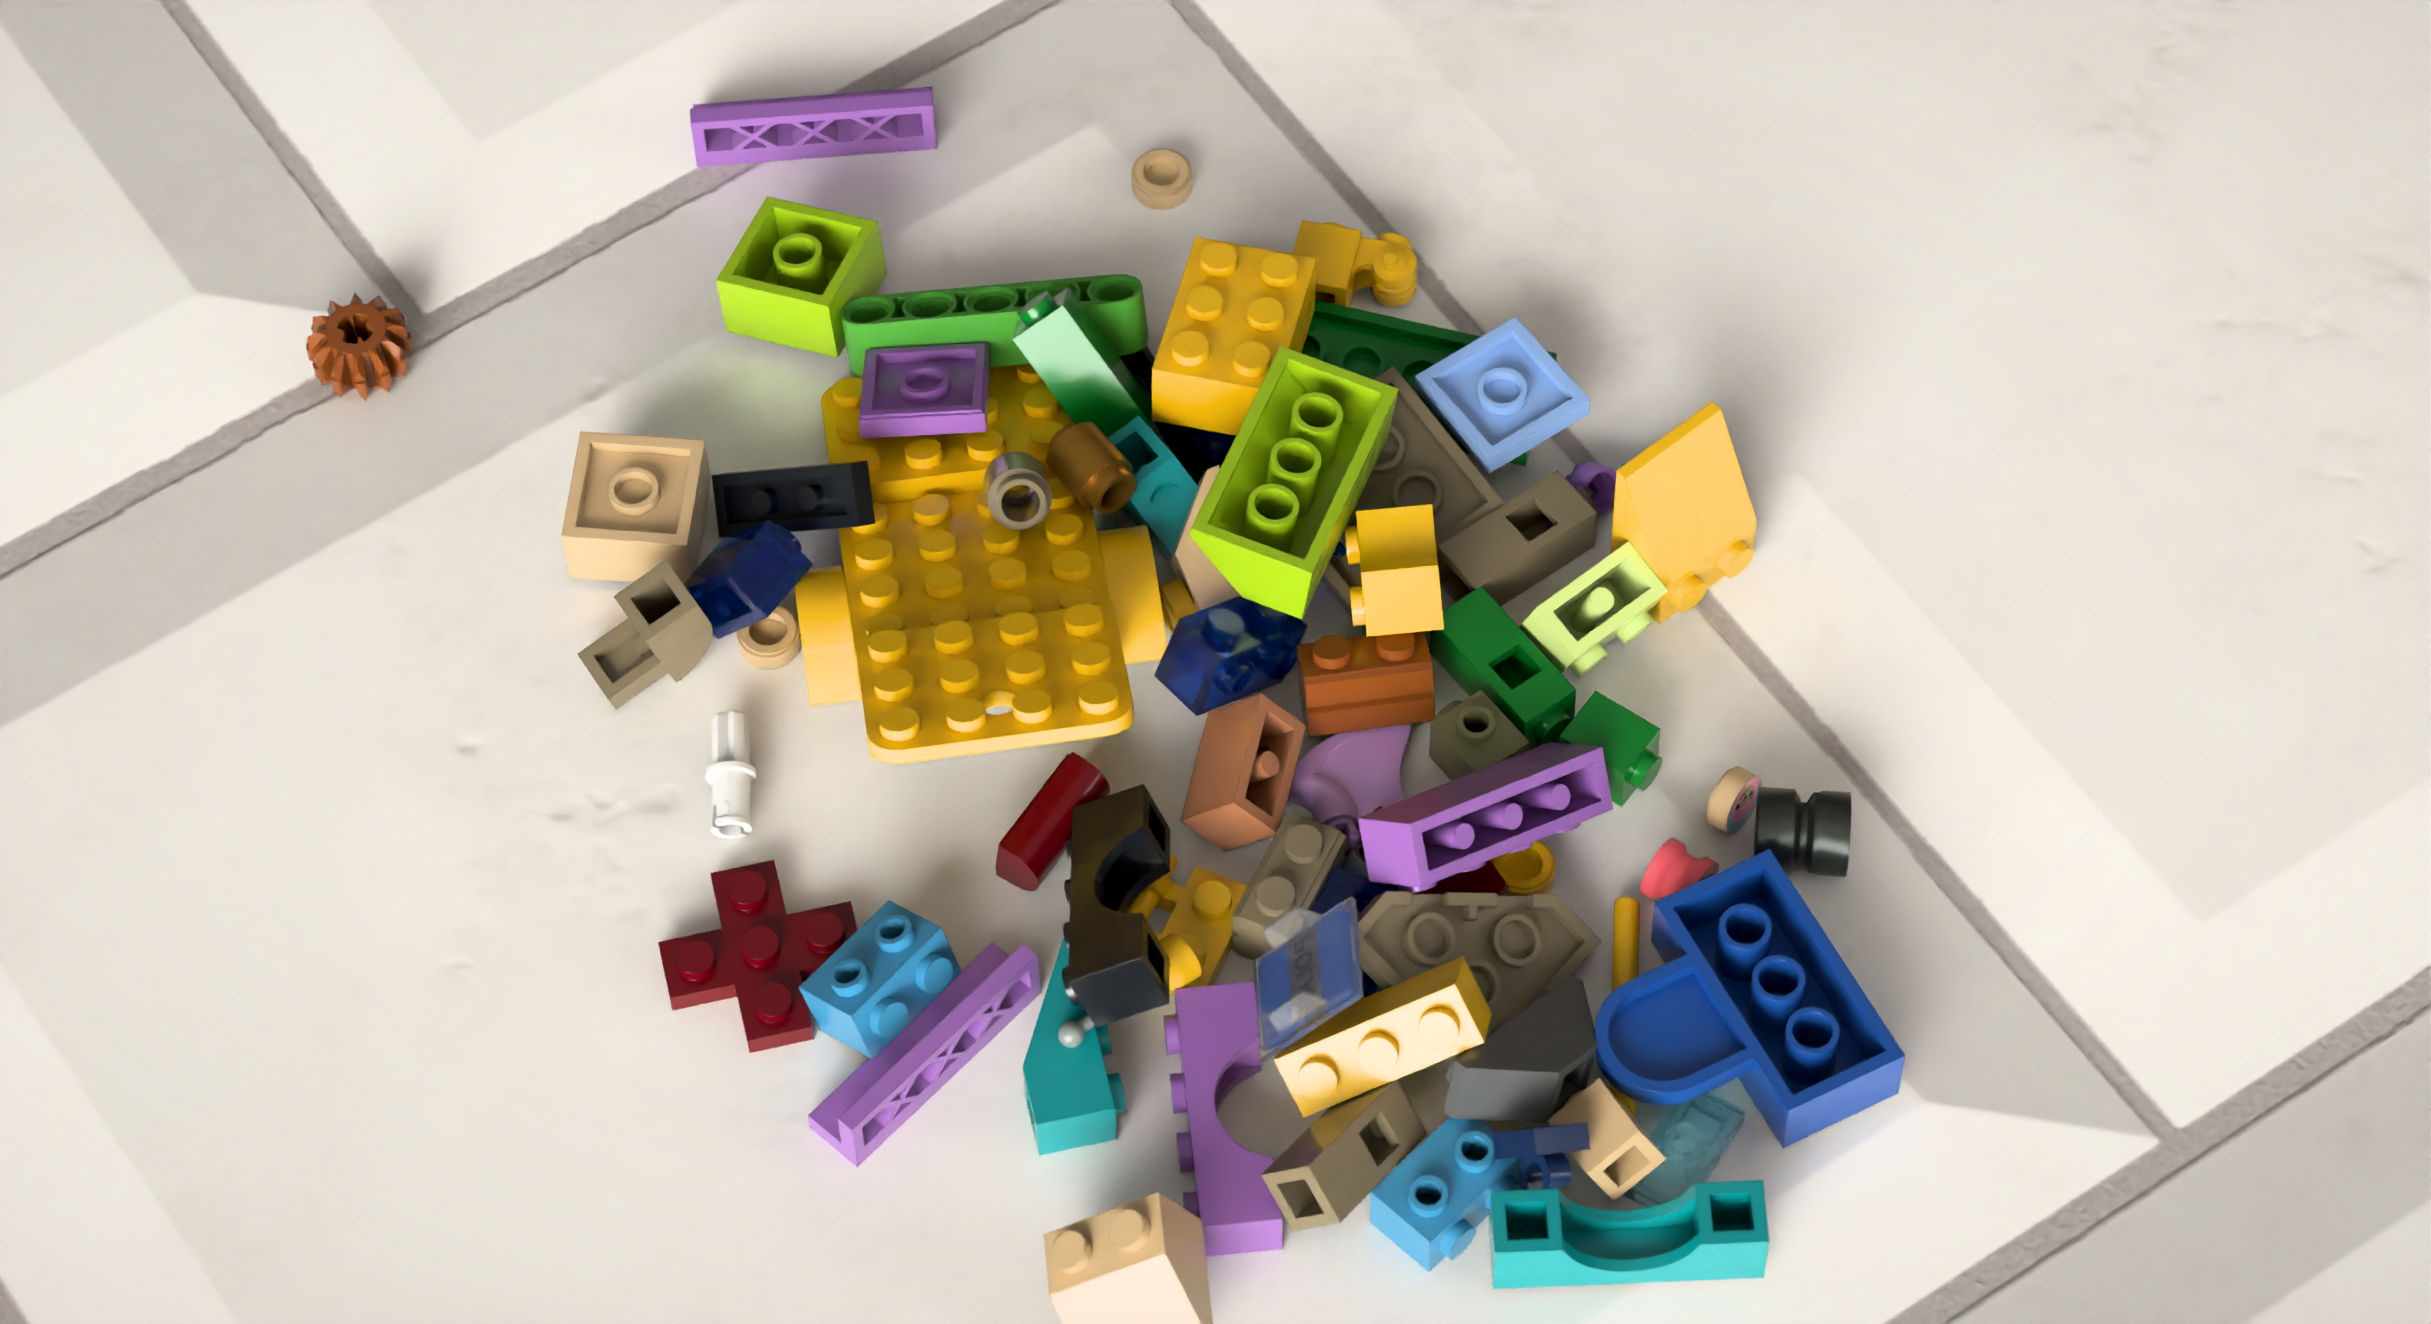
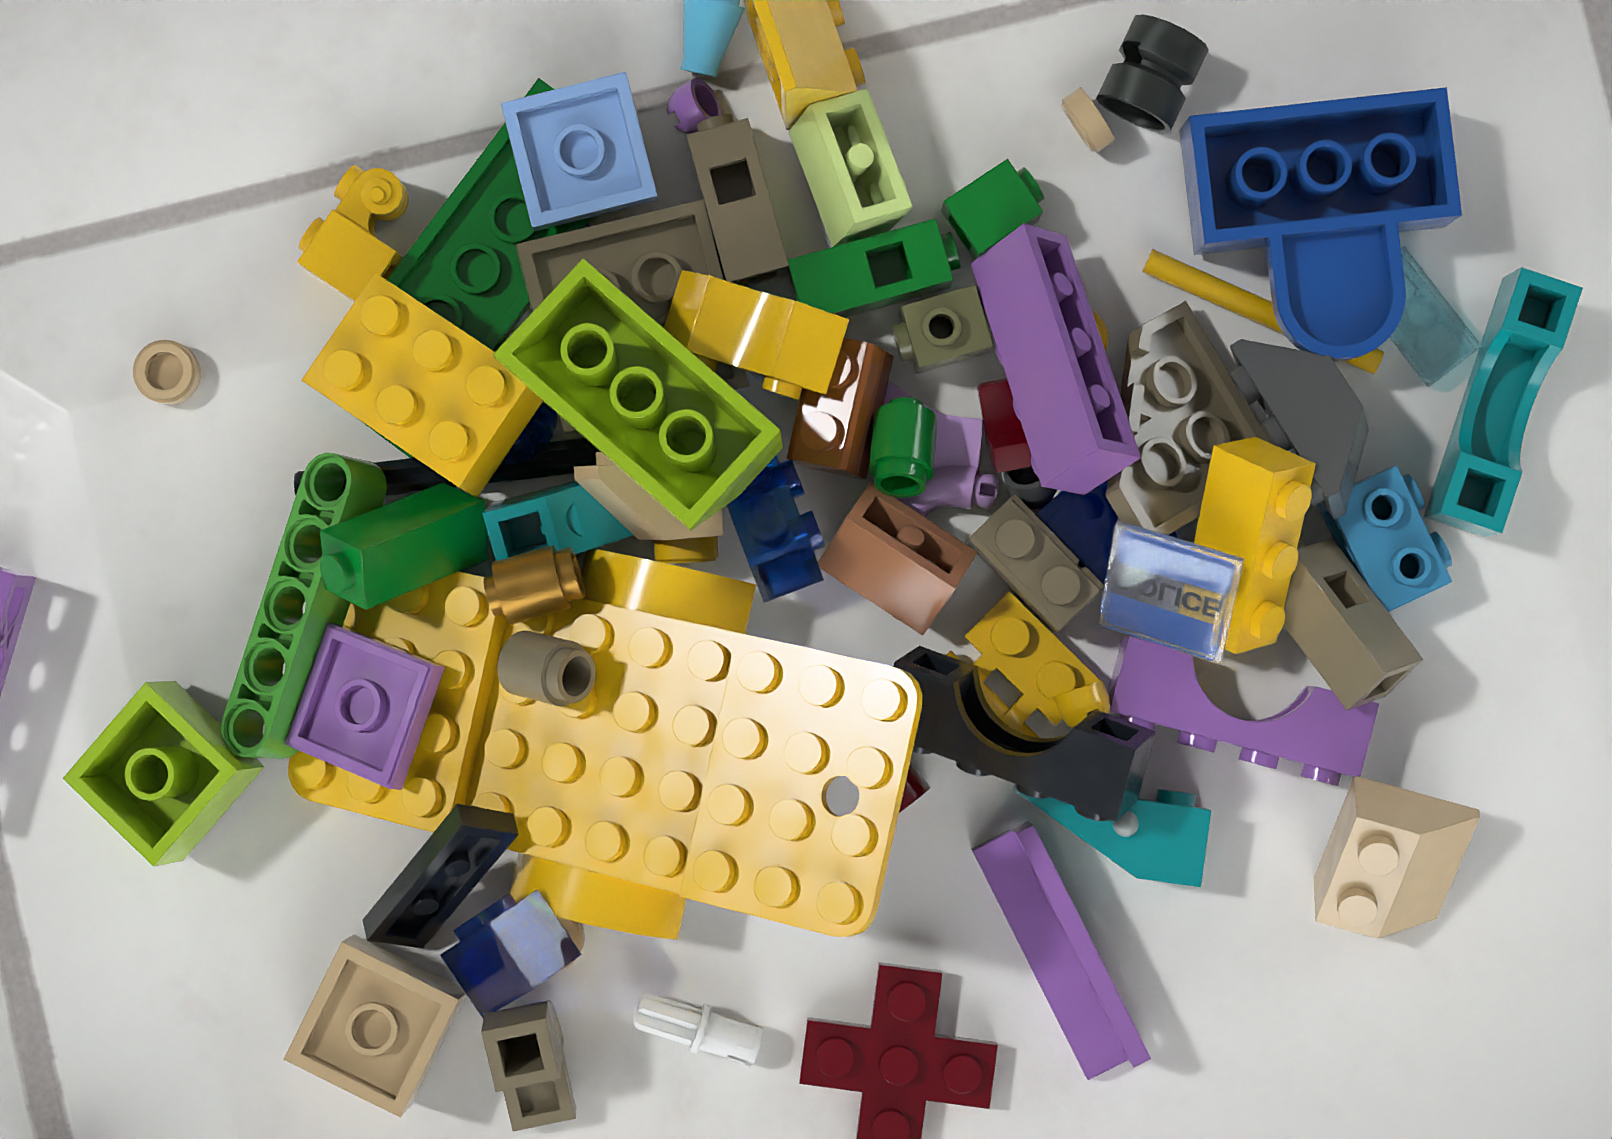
camera: 70 degrees left, 30 degrees up
(880, 979) = (985, 970): dark azure brick -> none
(1349, 736) = (903, 447): none -> green brick
(1542, 1152) = (1414, 447): dark blue tile -> none
(1619, 1145) = (1402, 384): tan brick -> none
(1674, 870) = (1151, 204): coral wheel -> none

